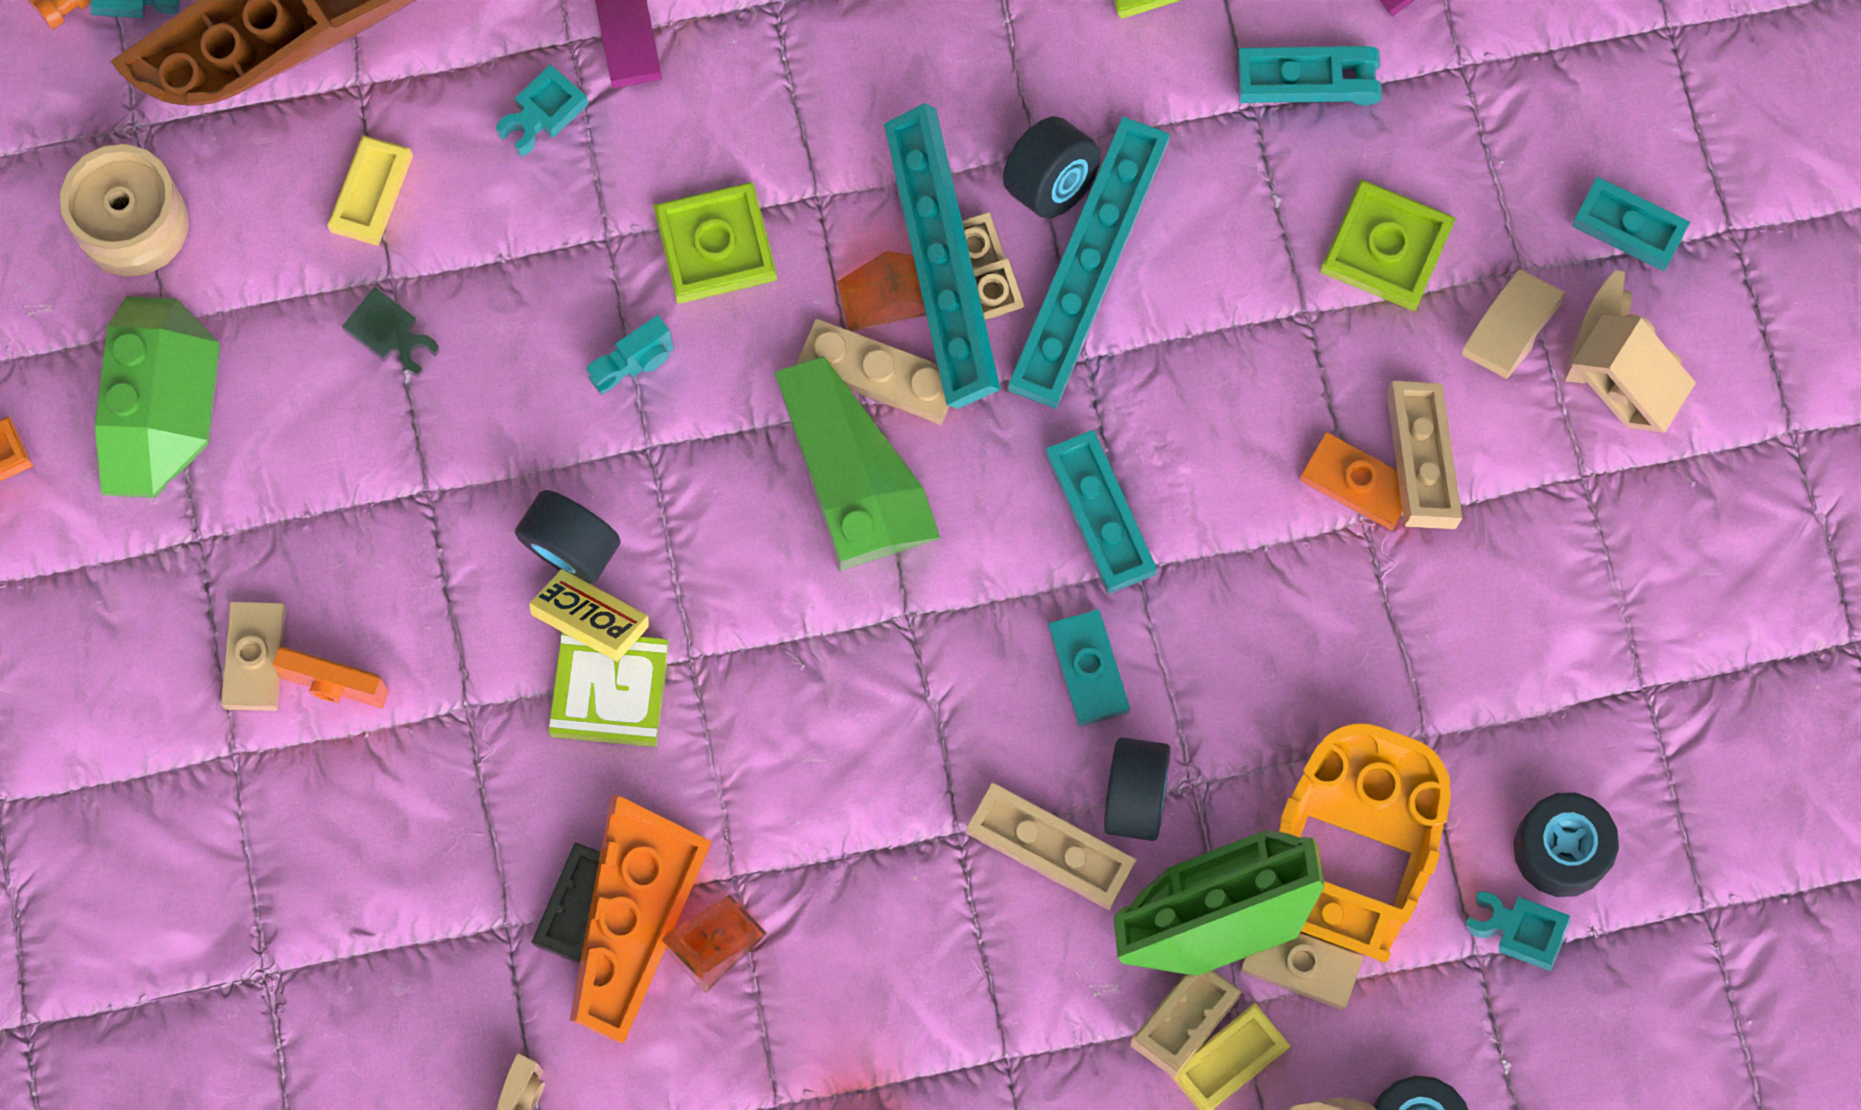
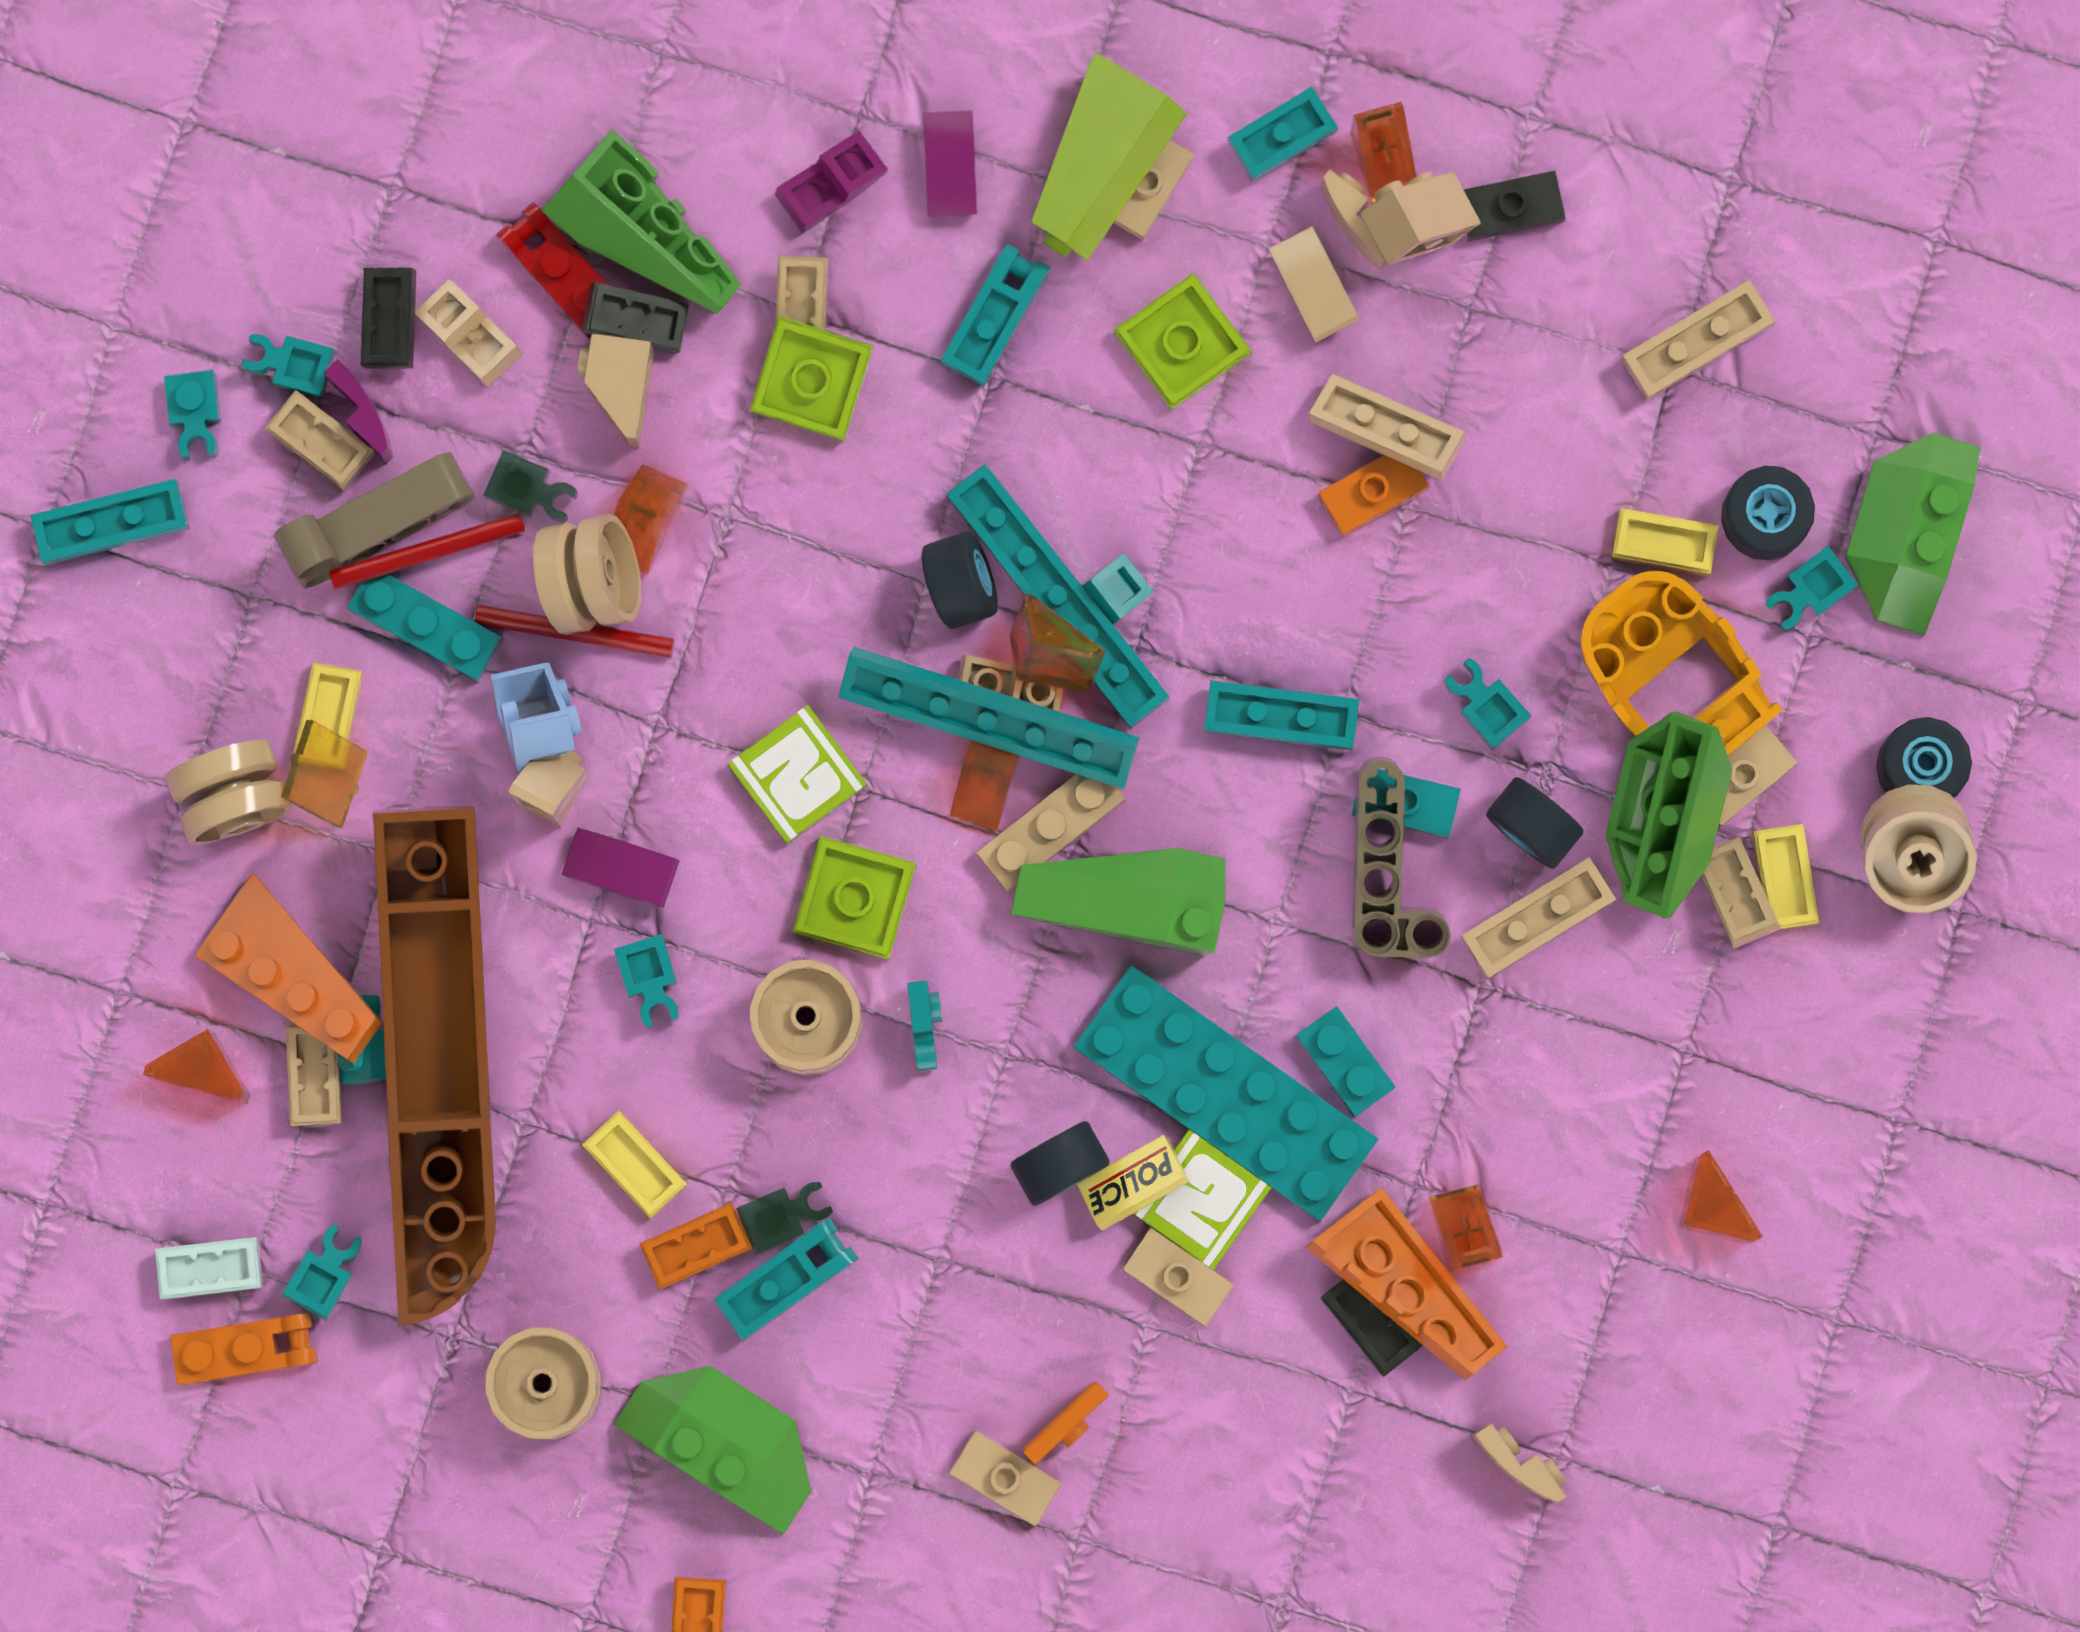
camera: 60 degrees left, 10 degrees up
(320, 274) = (696, 1246): none -> orange plate
(332, 366) = (784, 1280): none -> teal plate
(524, 707) = (1178, 1277): none -> tan plate
(578, 250) = (811, 1047): none -> tan wheel
(721, 658) = (1225, 1093): none -> teal plate
(797, 136) = (797, 774): none -> tile
(813, 747) = (1345, 1061): none -> teal plate
(1023, 676) = (1387, 857): none -> dark tan beam
(1036, 278) = (1051, 649): none -> clear orange slope
(1128, 307) = (1118, 588): none -> teal plate
(1220, 693) = (1491, 709): none -> teal plate
(1478, 769) = (1664, 542): none -> light yellow tile
(1506, 79) = (1103, 156): none -> lime slope
(1509, 139) = (1155, 190): none -> tan plate
(1638, 989) = (1911, 528): none -> bright green wedge
(1684, 306) = (1383, 147): none -> clear orange slope
(1687, 691) = (1698, 340): none -> tan plate
(1701, 460) = (1516, 205): none -> pearl dark grey plate

